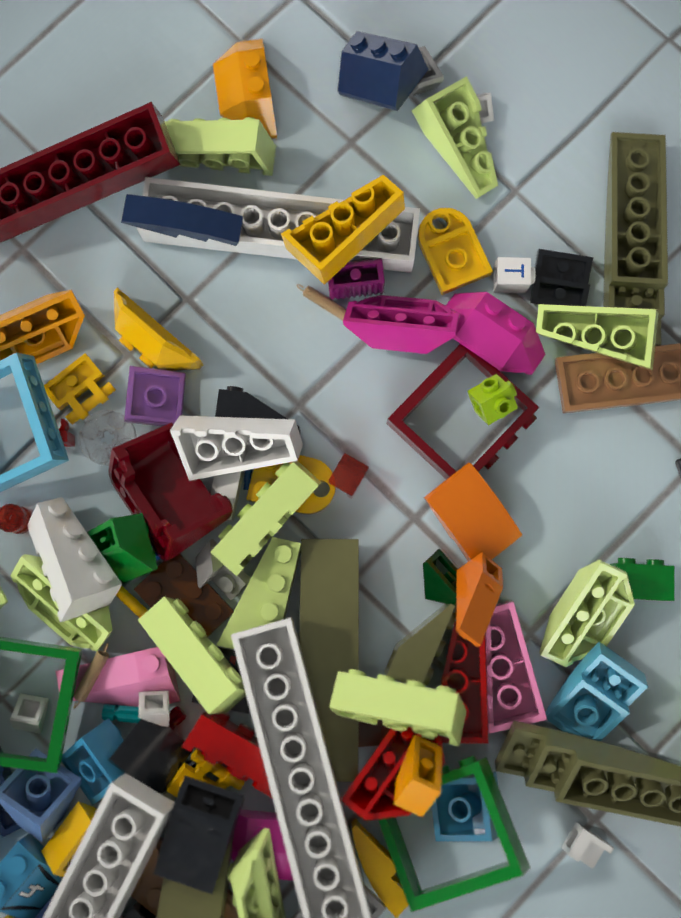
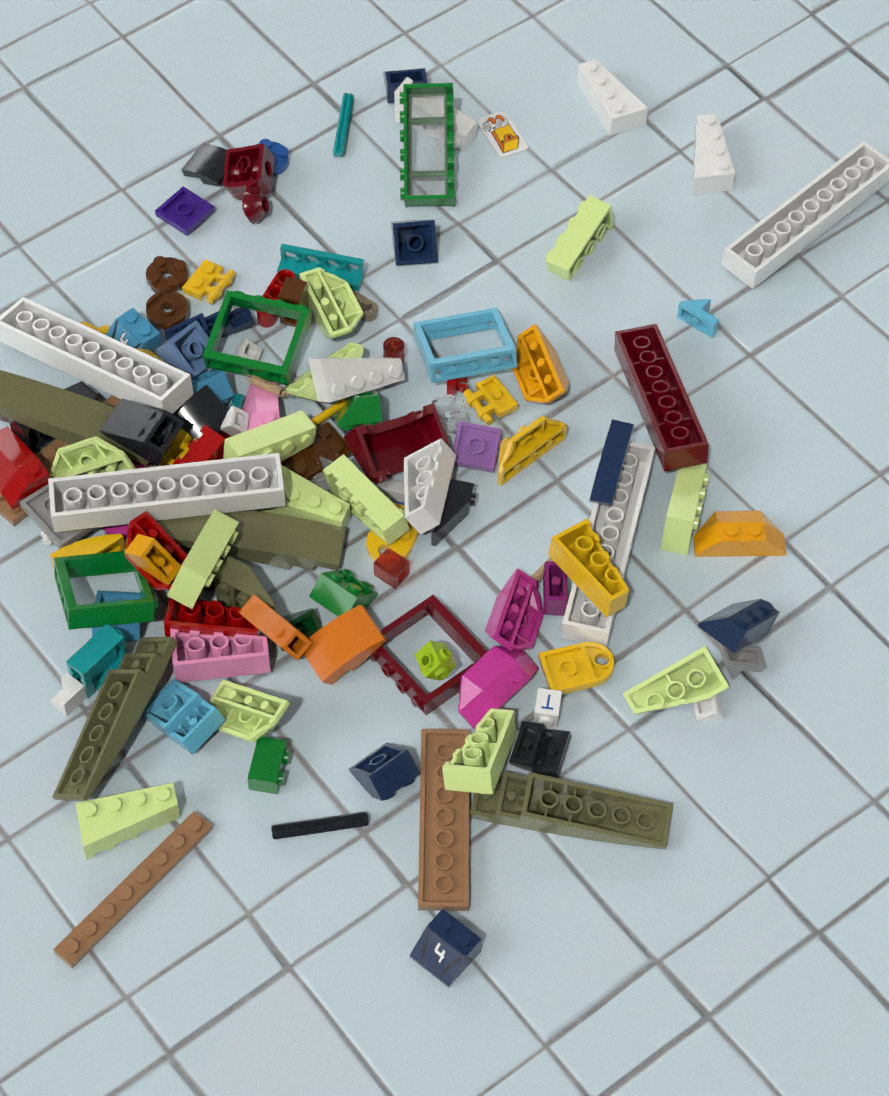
camera: 95 degrees right, 25 degrees down
(393, 528) = (341, 591): none -> green slope
(546, 819) = (96, 657): none -> teal window
(624, 447) = (385, 771): none -> dark blue slope

